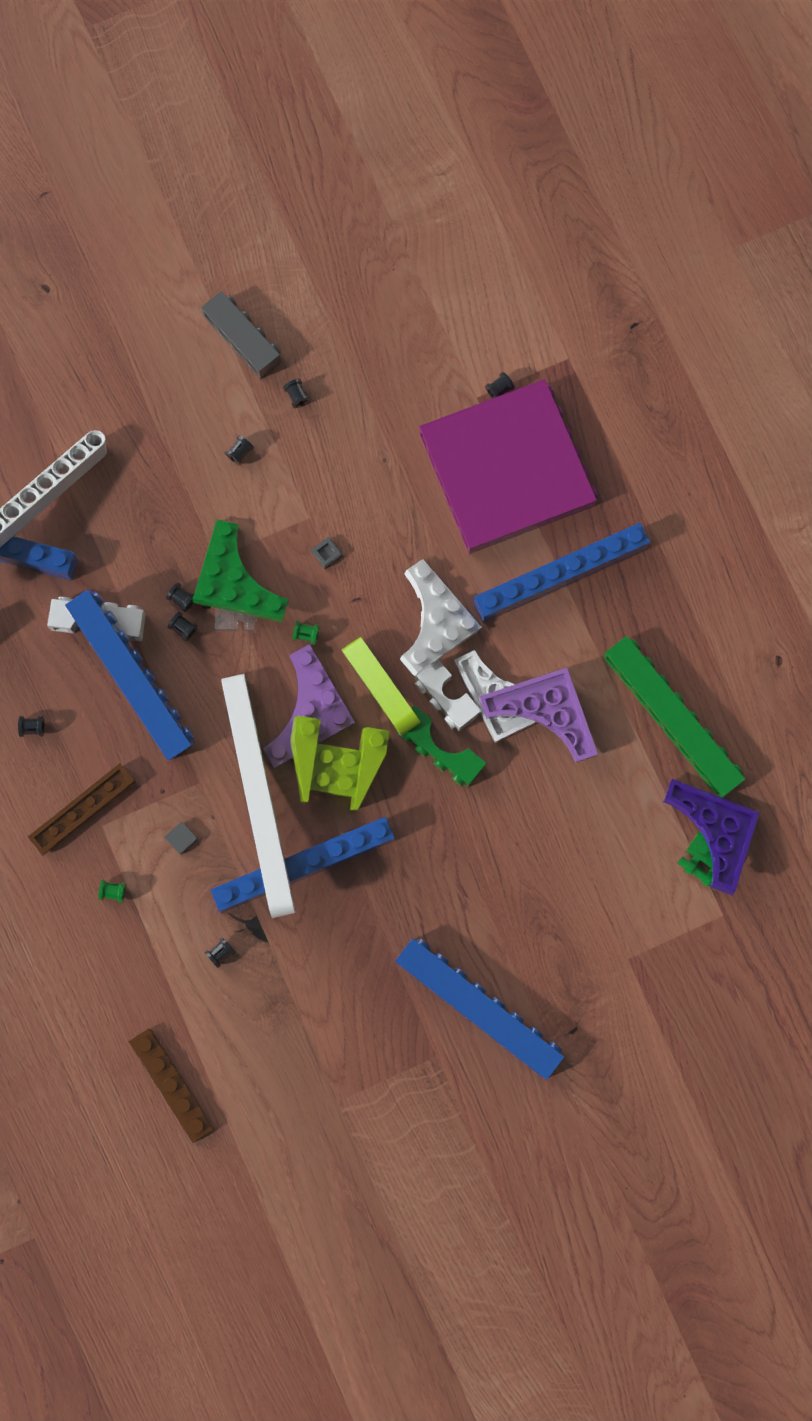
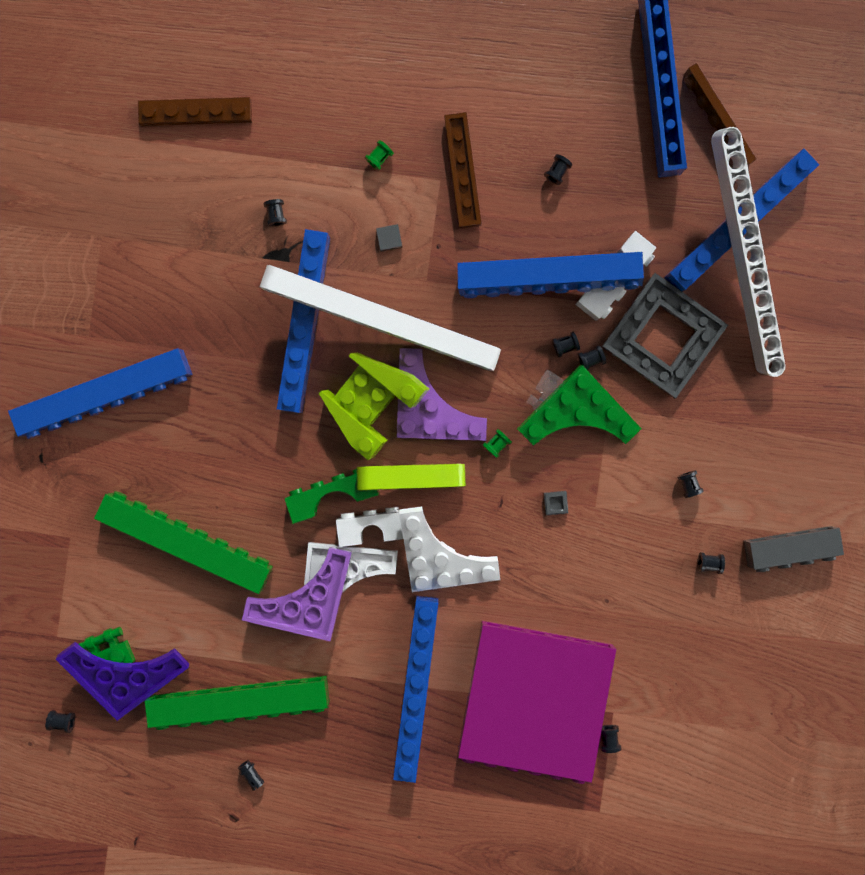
camera: 125 degrees right, 10 degrees up
(98, 514) = (706, 333): none -> dark grey plate
(565, 851) = (184, 542): none -> green brick
(729, 668) = (250, 774): none -> black pin
(793, 862) = (60, 721): none -> black bush

